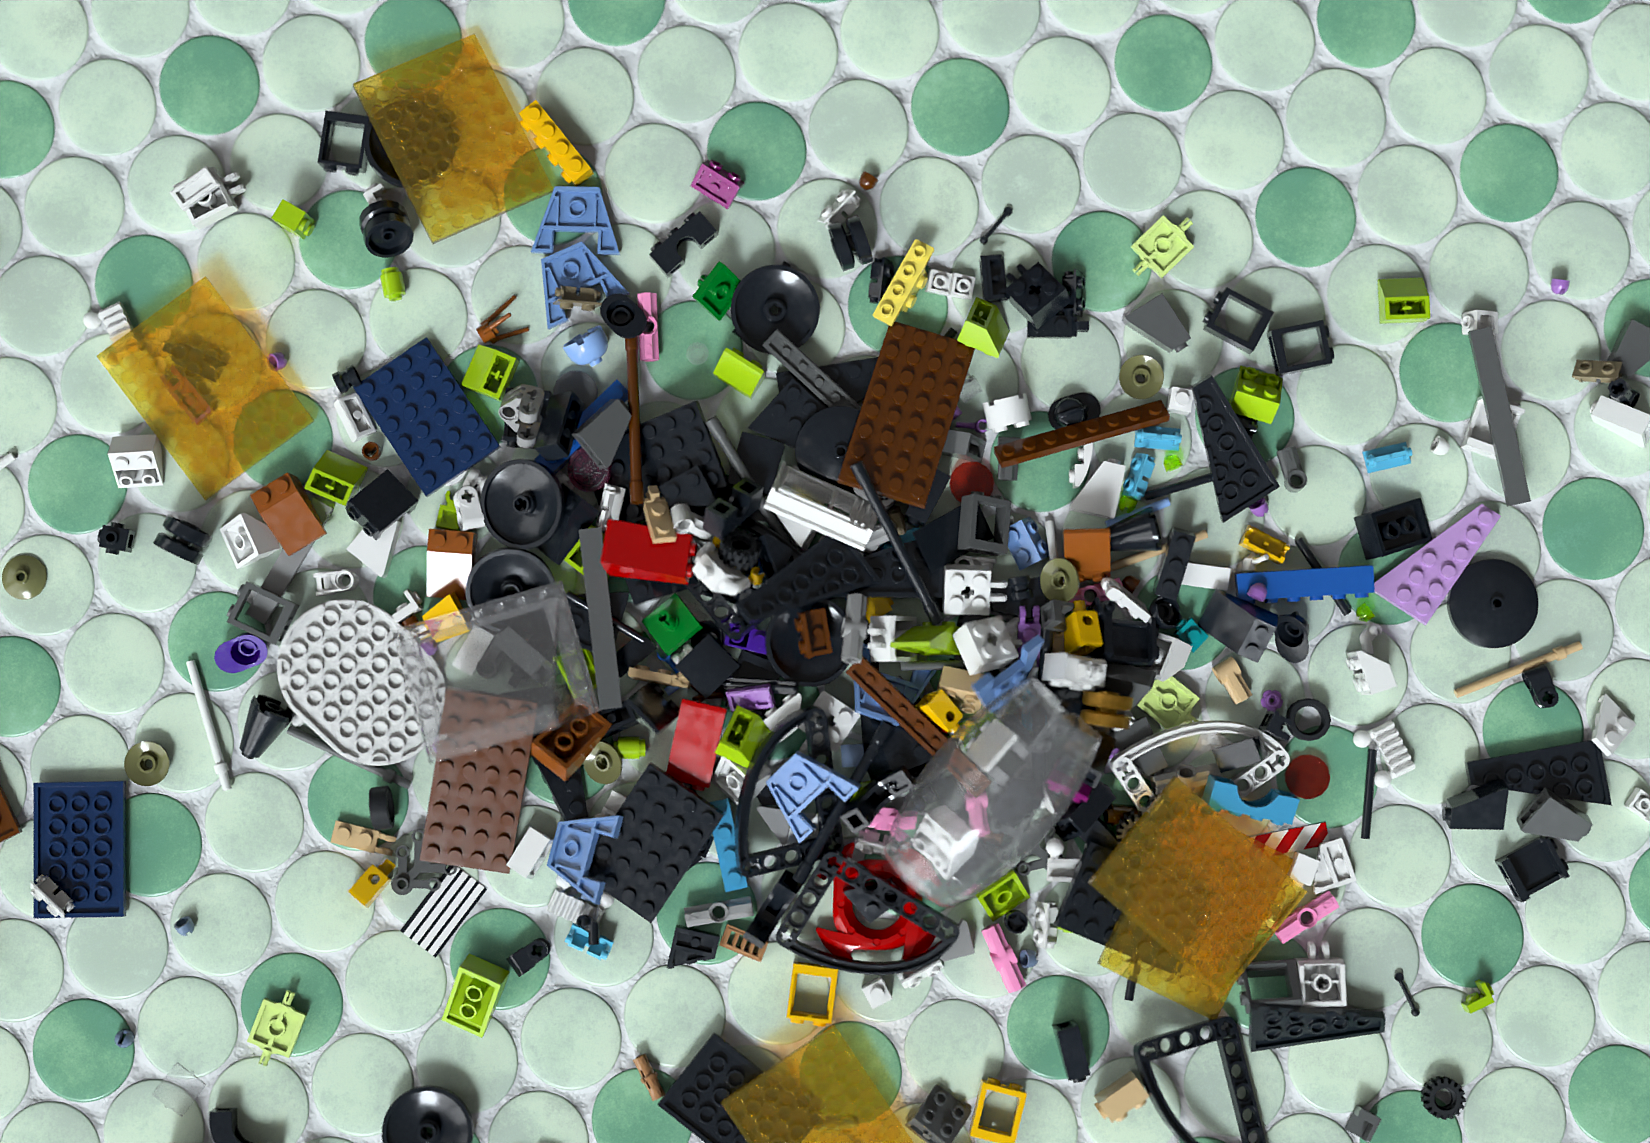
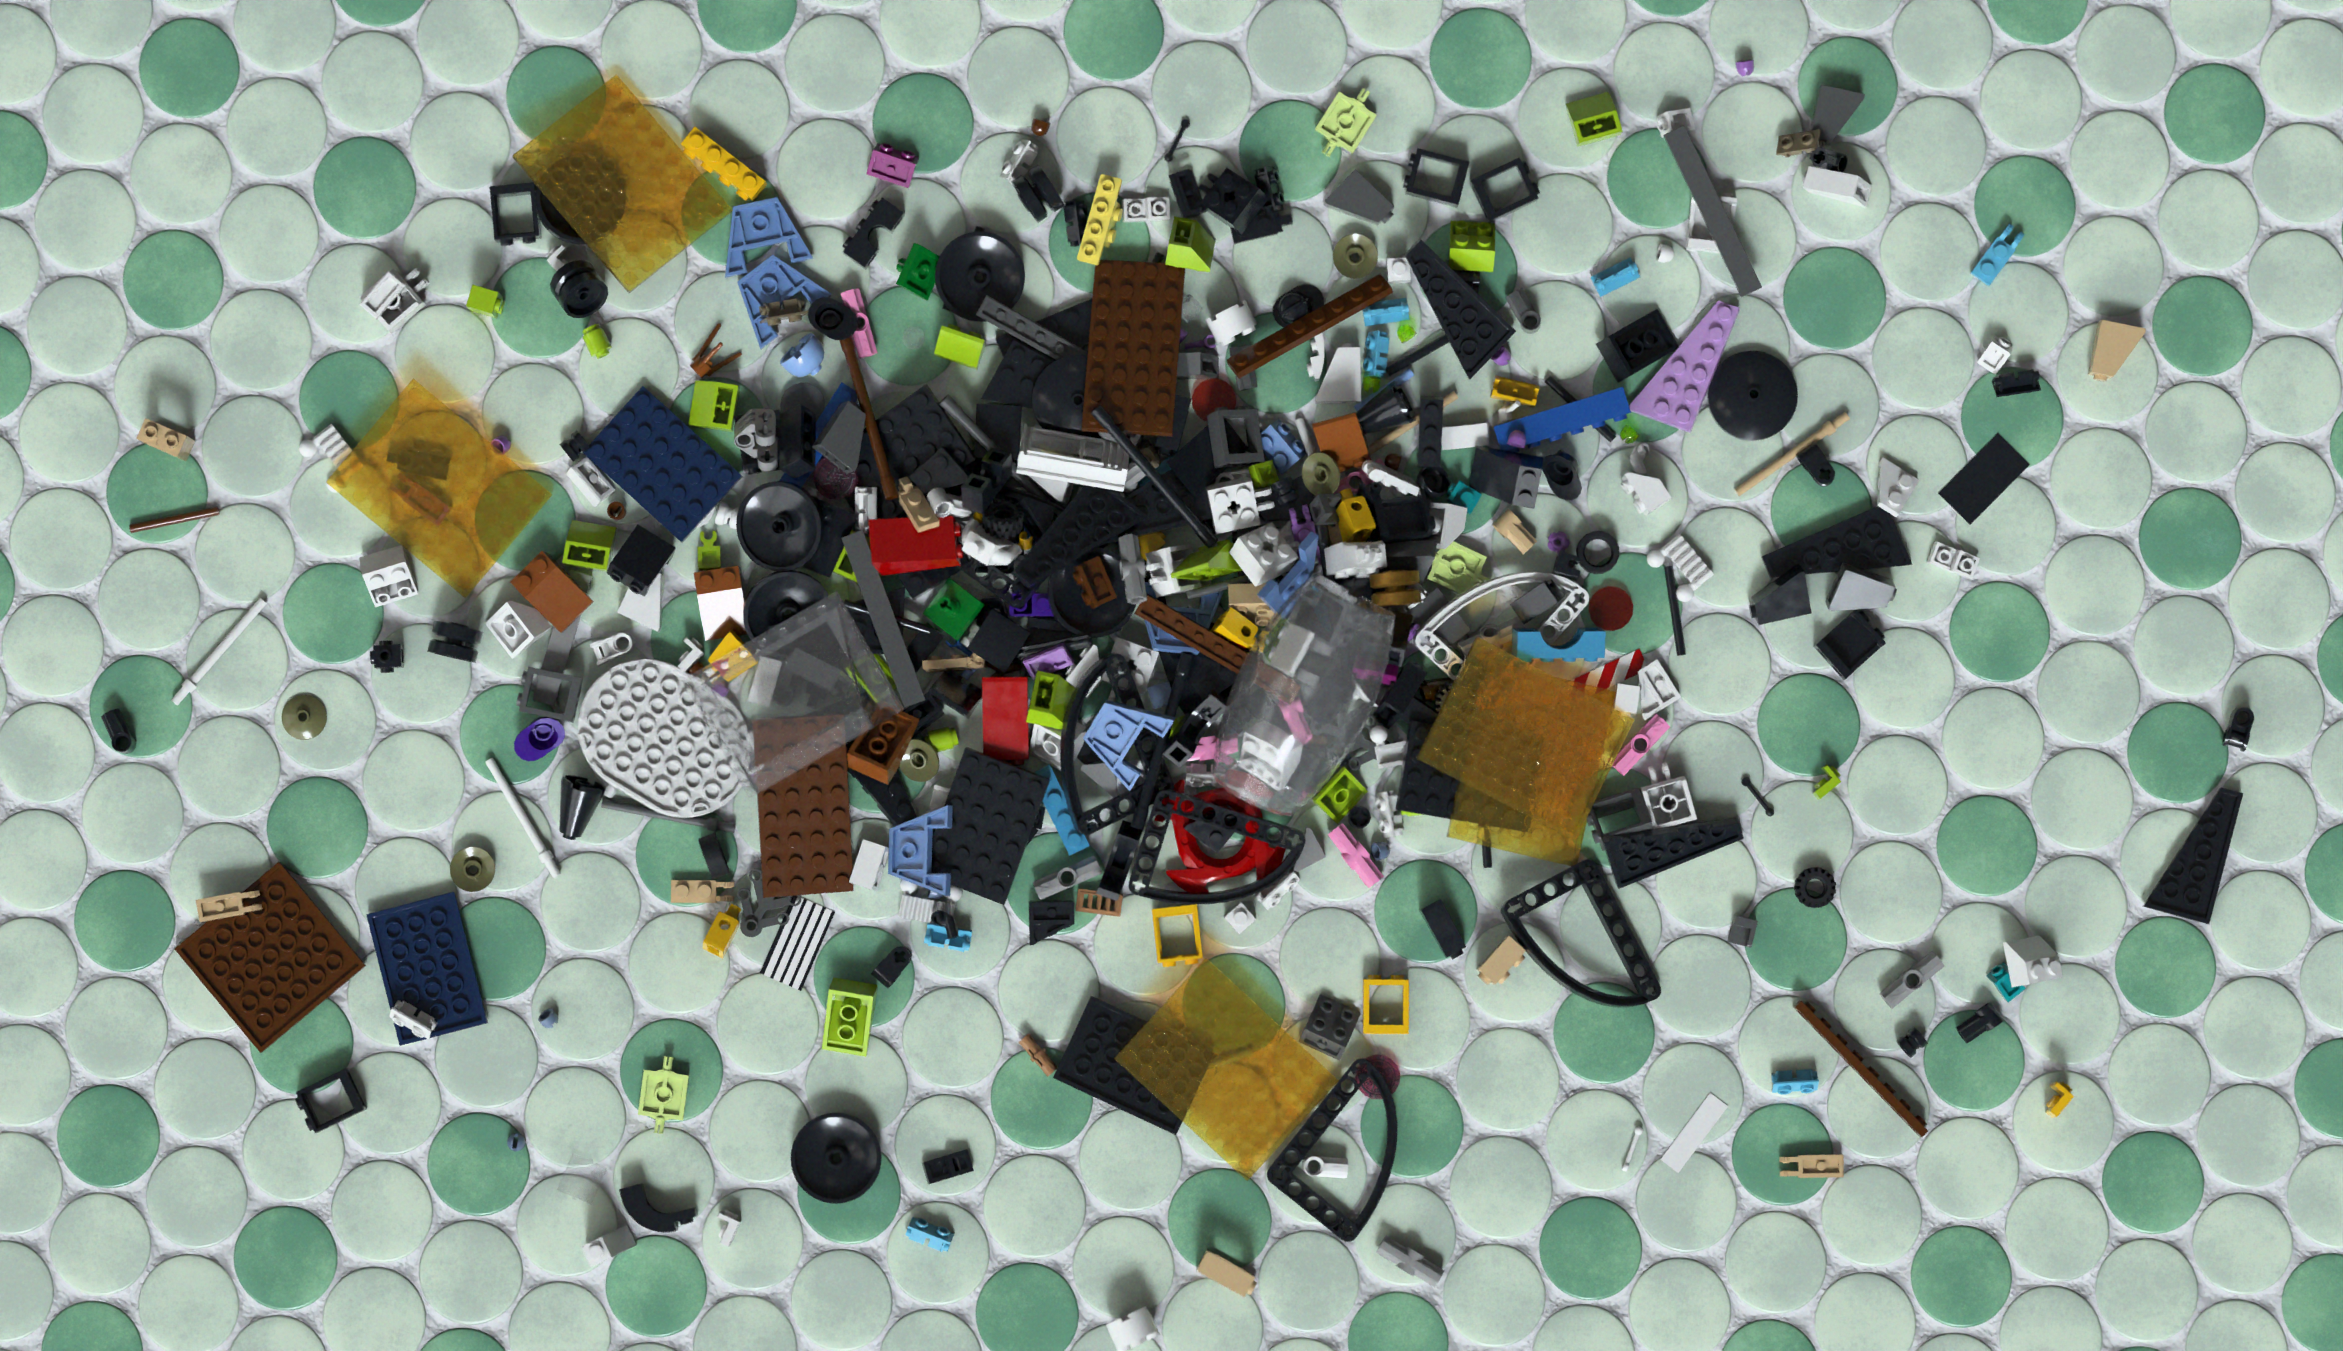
camera: 15 degrees left, 0 degrees up
(468, 512) = (728, 545): white piece -> none
(1003, 566) = (1263, 474): none -> lime bracket

